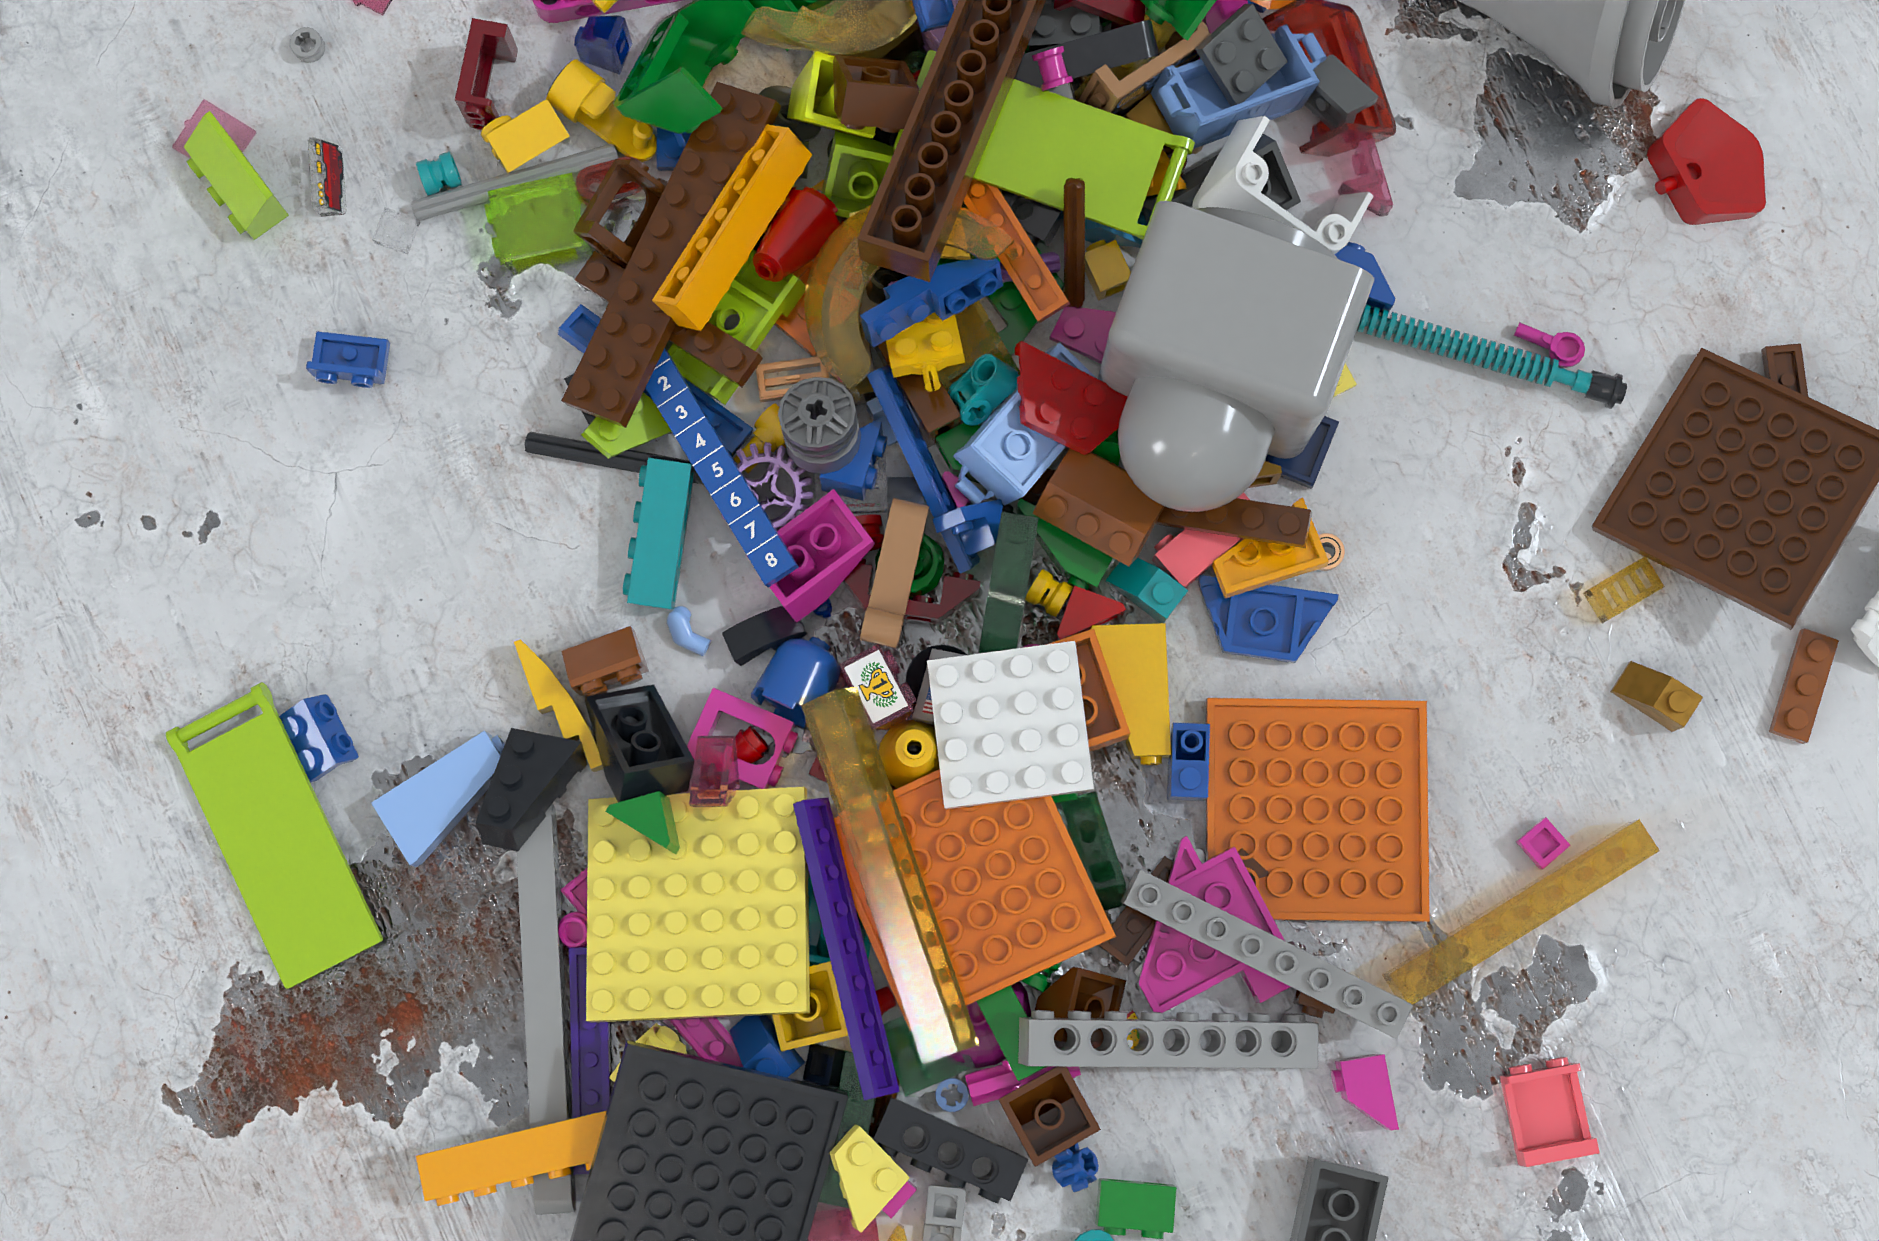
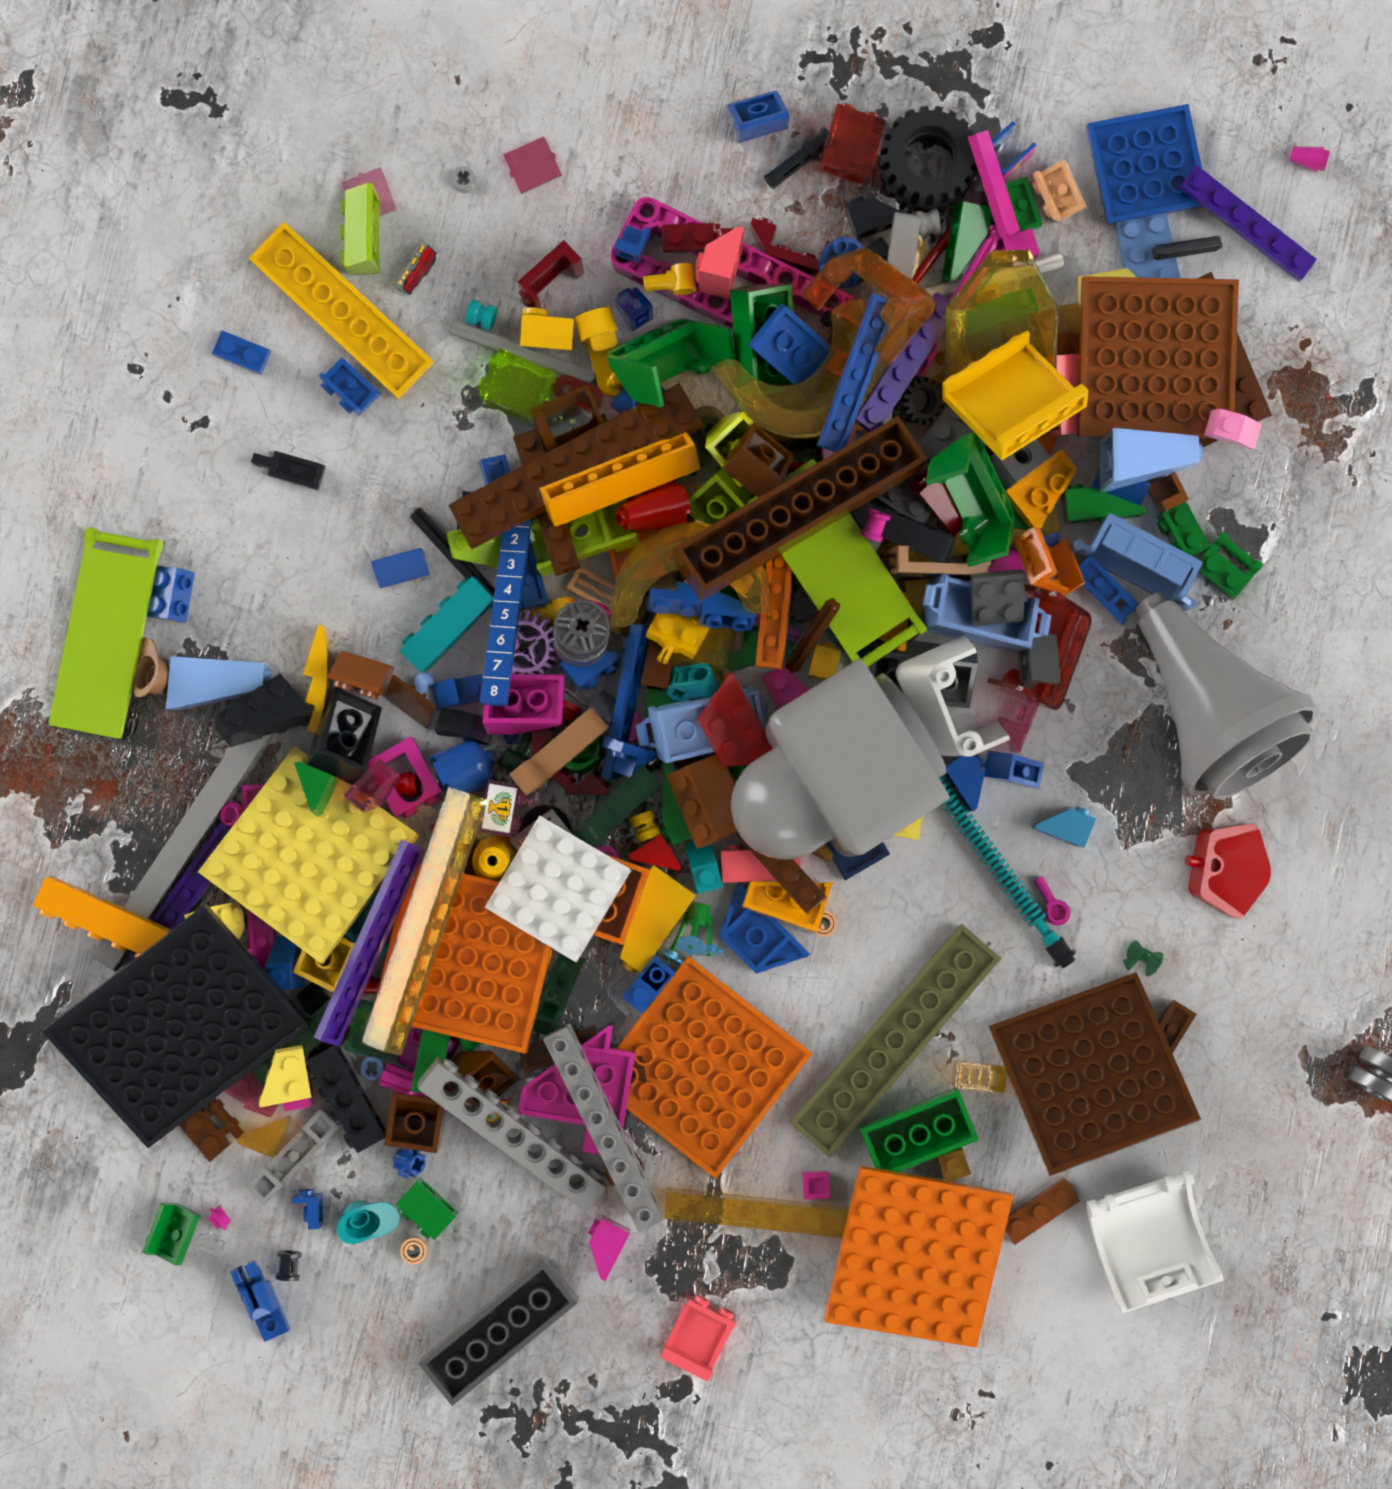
camera: 40 degrees right, 5 degrees up
(197, 412) = (241, 352): none -> blue plate
(276, 283) = (341, 310): none -> yellow plate
(350, 497) = (291, 469): none -> black hinge
(361, 838) = (151, 672): none -> medium nougat piece
(557, 514) = (400, 568): none -> blue slope
(682, 649) = (410, 701): none -> reddish brown piece
(727, 601) = (457, 692): none -> blue slope
(846, 629) = (512, 758): none -> clear green piece
(1204, 677) = (697, 917): none -> plant
(1398, 230) = (1013, 769): none -> blue slope
(1503, 620) = (895, 1040): none -> olive plate
(1507, 247) = (1069, 826): none -> dark azure slope
(1609, 697) = (919, 1132): none -> green slope
(1684, 328) = (1136, 952): none -> clear green piece
(1717, 833) = (918, 1257): none -> orange plate

